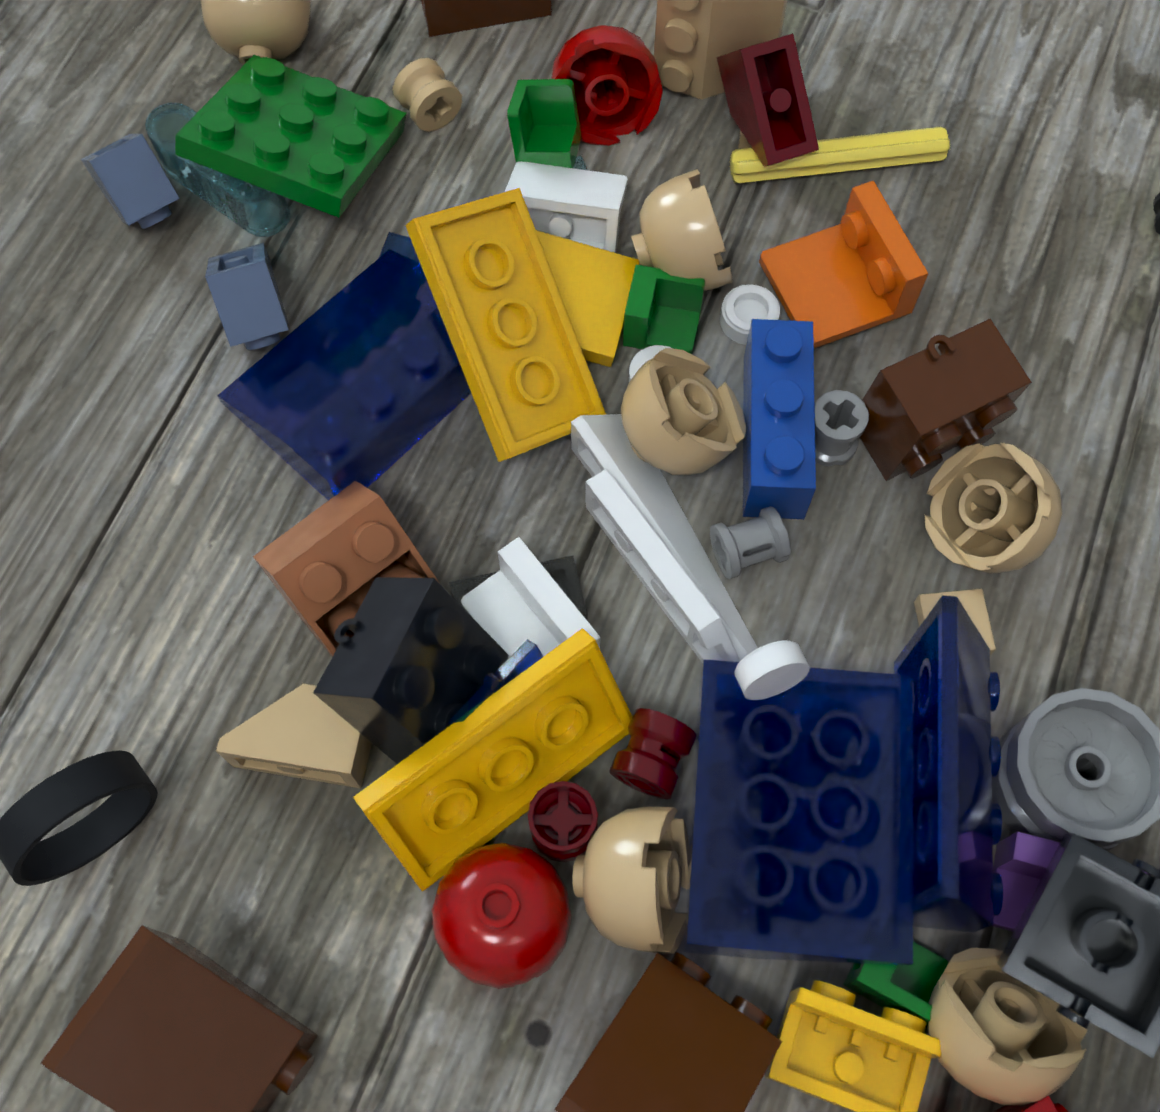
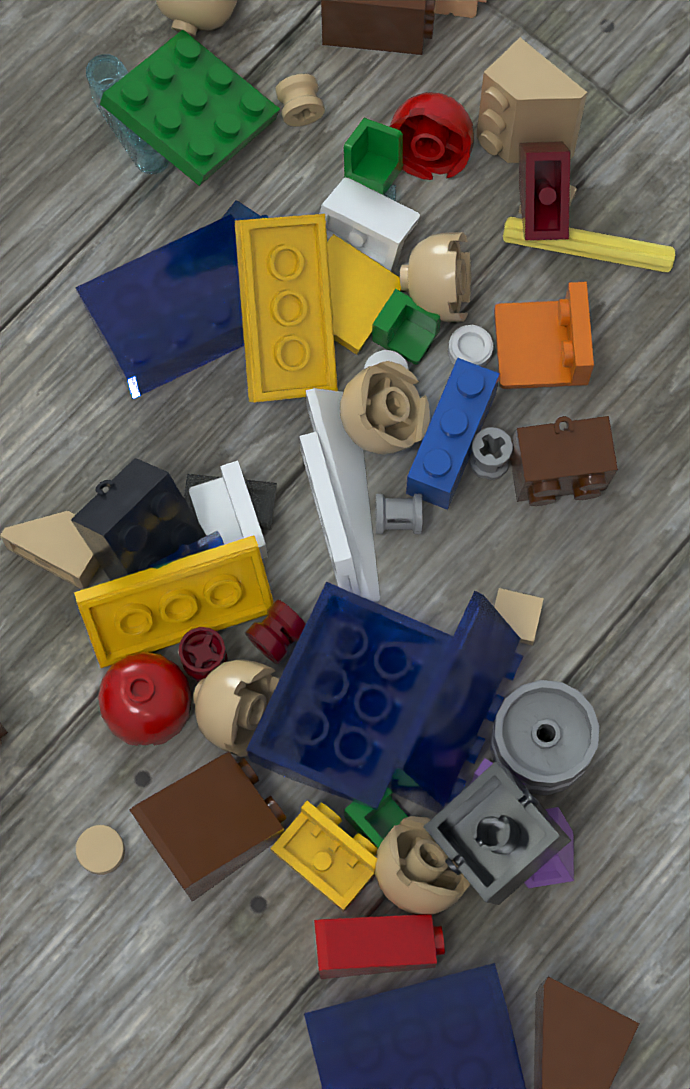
camera: 20 degrees right, 5 degrees up
(132, 180) = (64, 102): sand blue slope -> none
(247, 297) = (118, 219): sand blue slope -> none
(335, 556) = (117, 431): nougat slope -> none
(771, 670) = (361, 602): white tile -> none
(993, 508) = (568, 547): tan cylinder -> none

